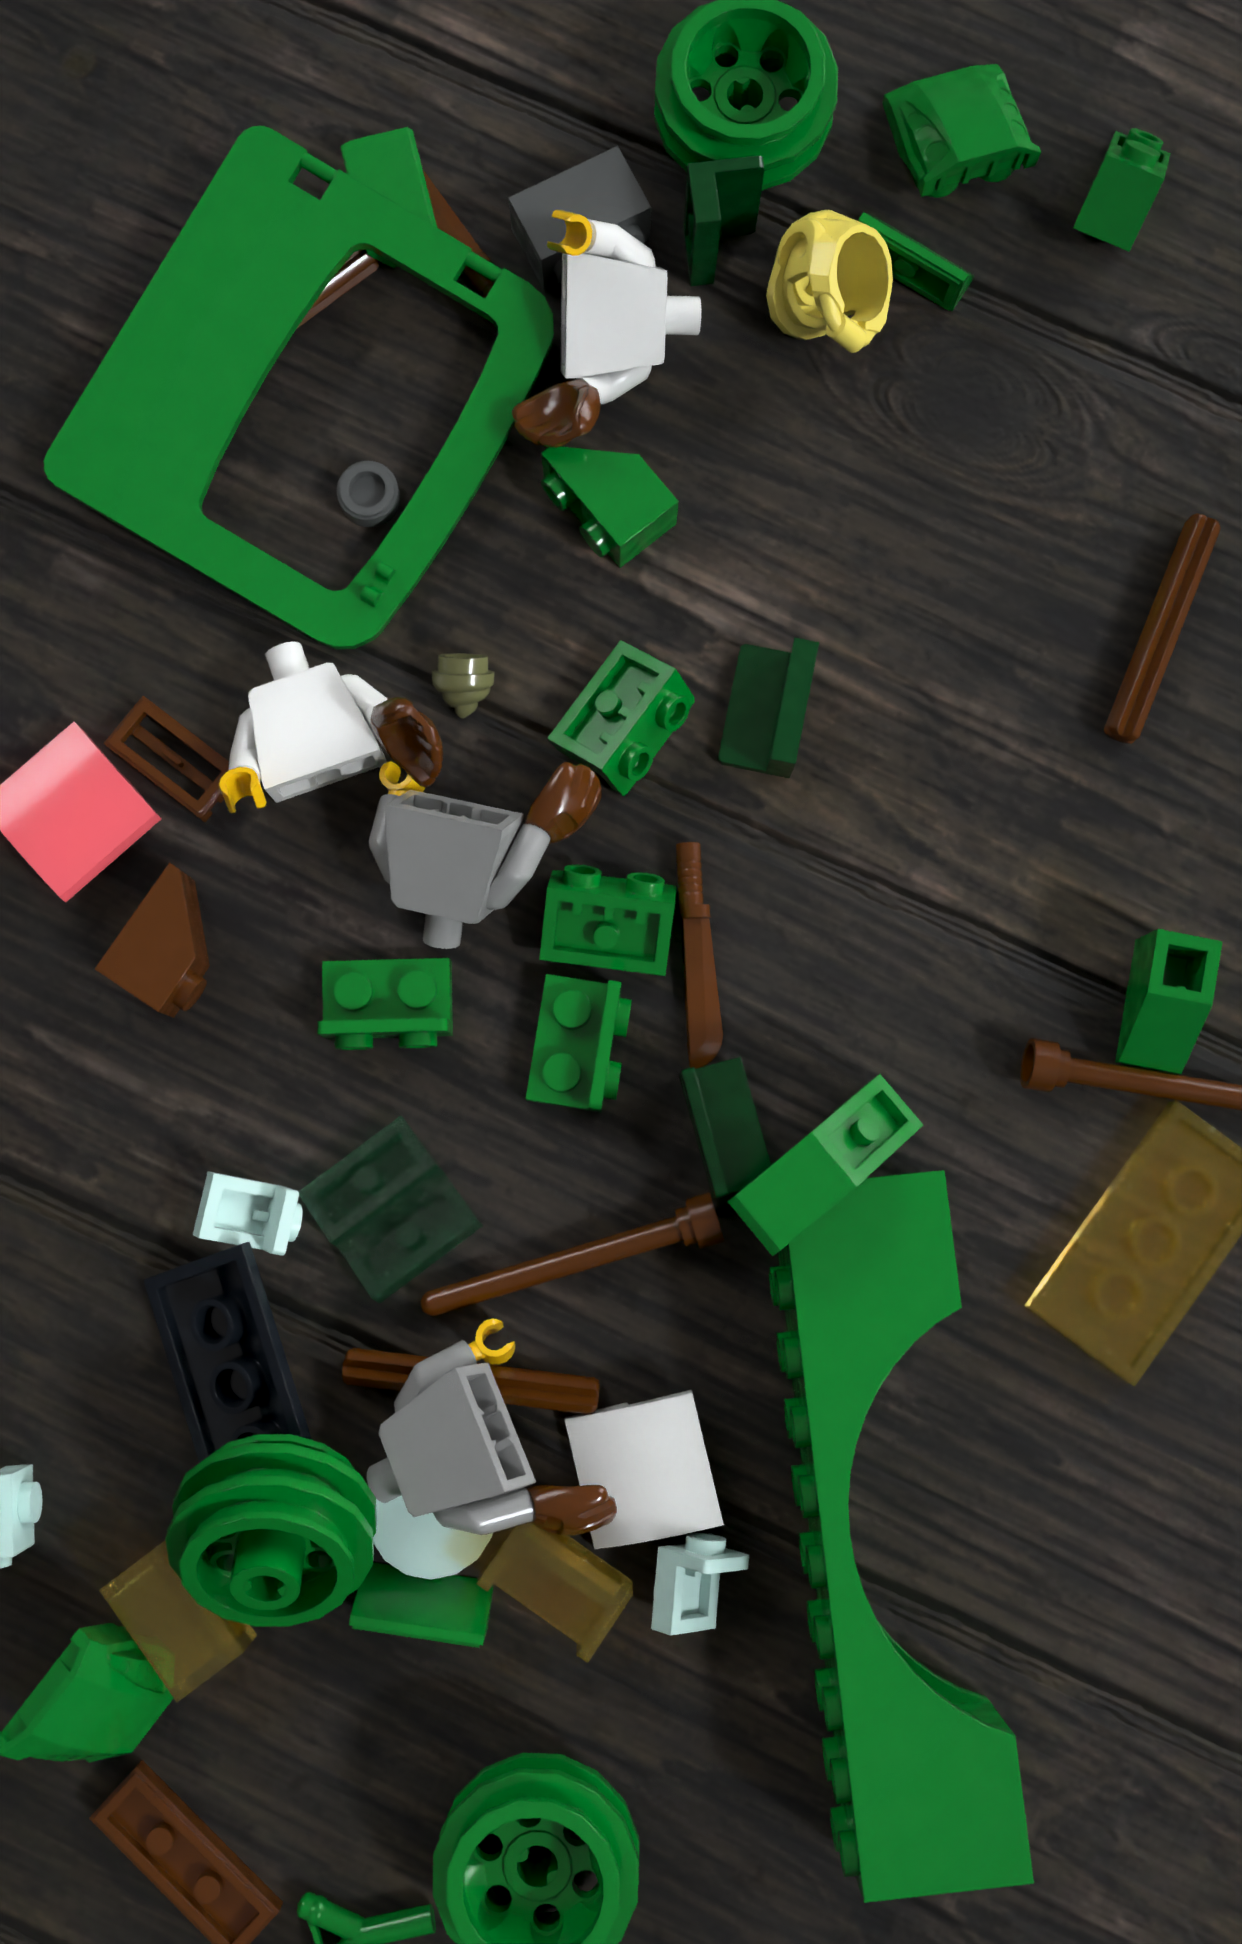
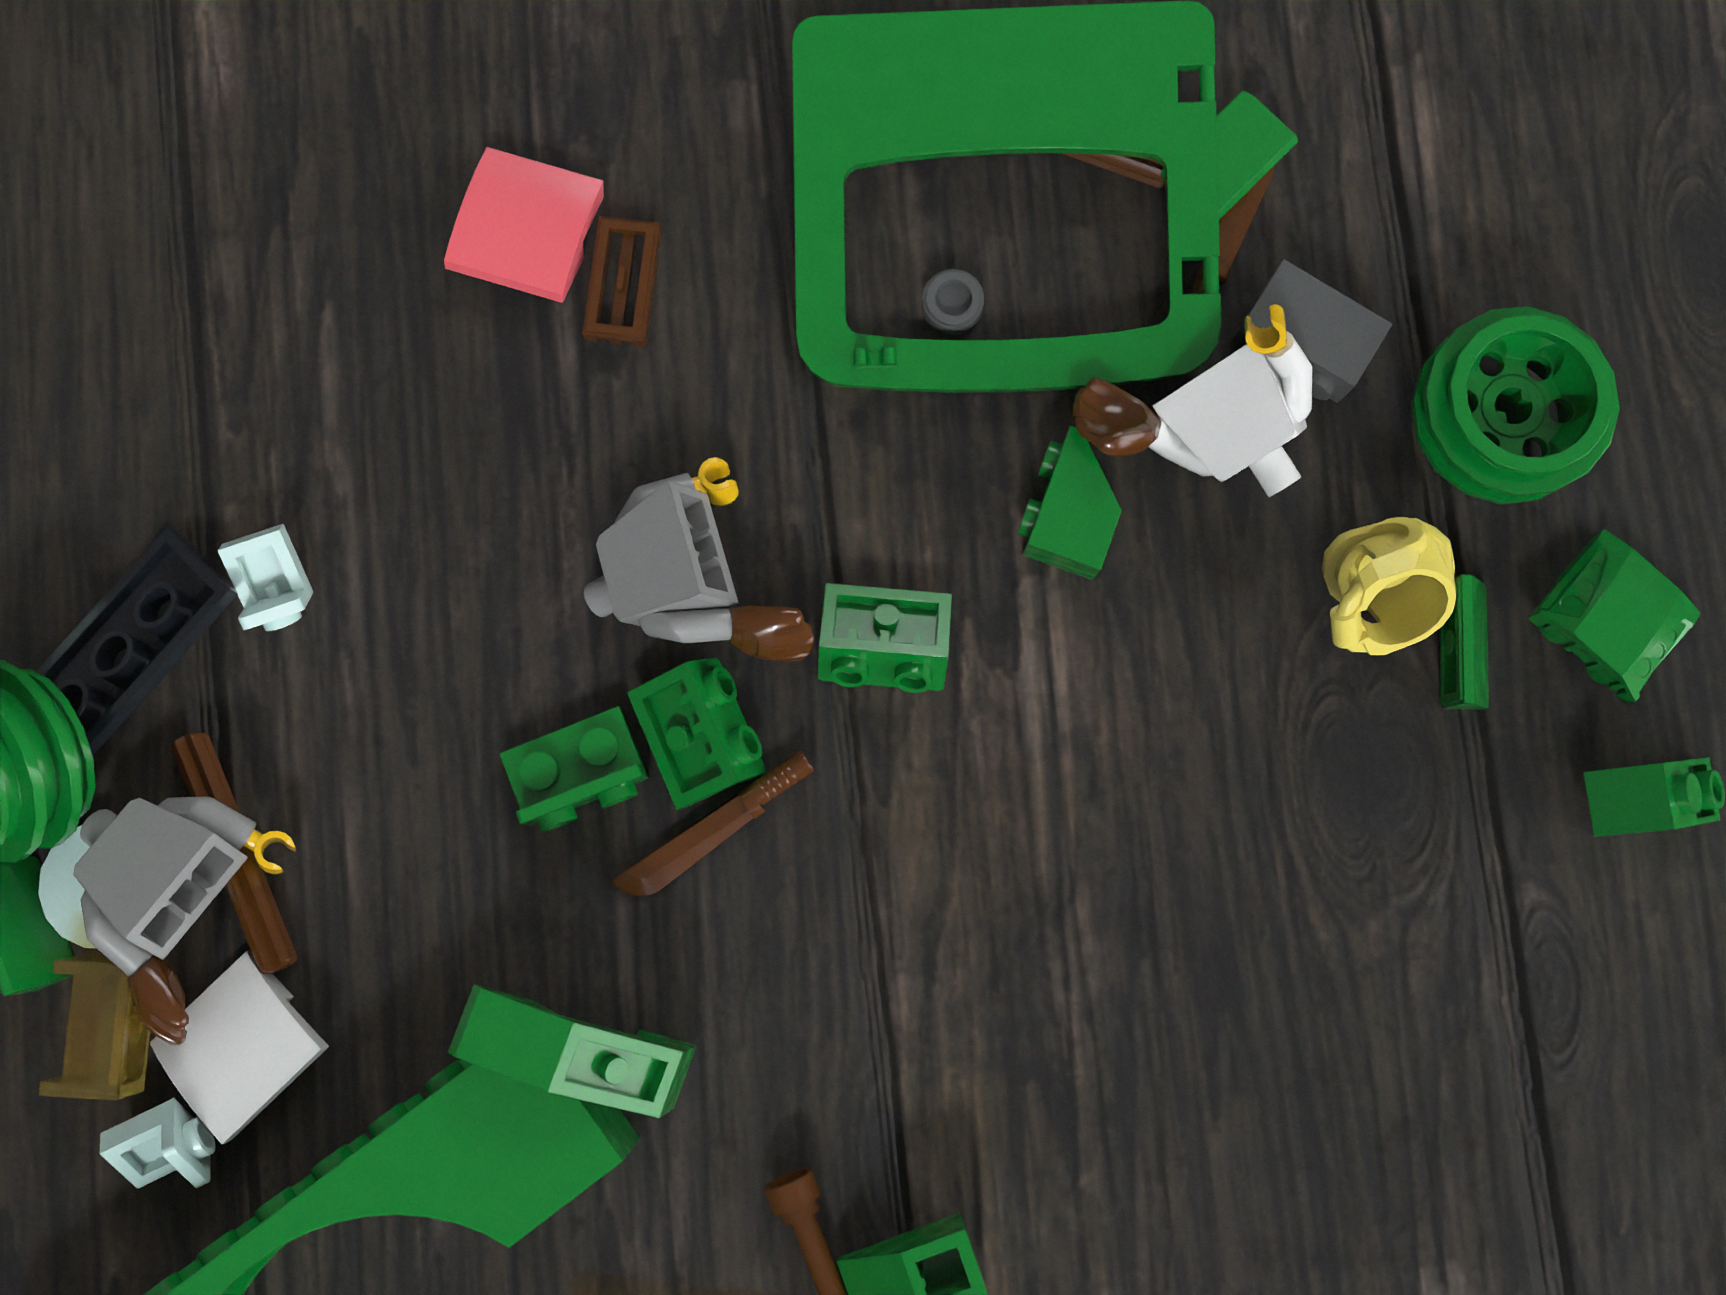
camera: 60 degrees right, 0 degrees up
(162, 947) = (451, 371): reddish brown slope -> none
(320, 730) = (712, 383): white torso -> none
(386, 1001) = (516, 585): green bracket -> none
(389, 1209) = (341, 695): clear green slope -> none
(463, 681) = (835, 480): olive plate -> none
(692, 1224) = (471, 960): reddish brown piece -> none
(719, 203) = (1398, 442): dark green panel -> none
(725, 1125) = (574, 941): dark green panel -> none
(768, 708) = (971, 757): dark green panel -> none
(1162, 628) = (1263, 1071): reddish brown axle -> none

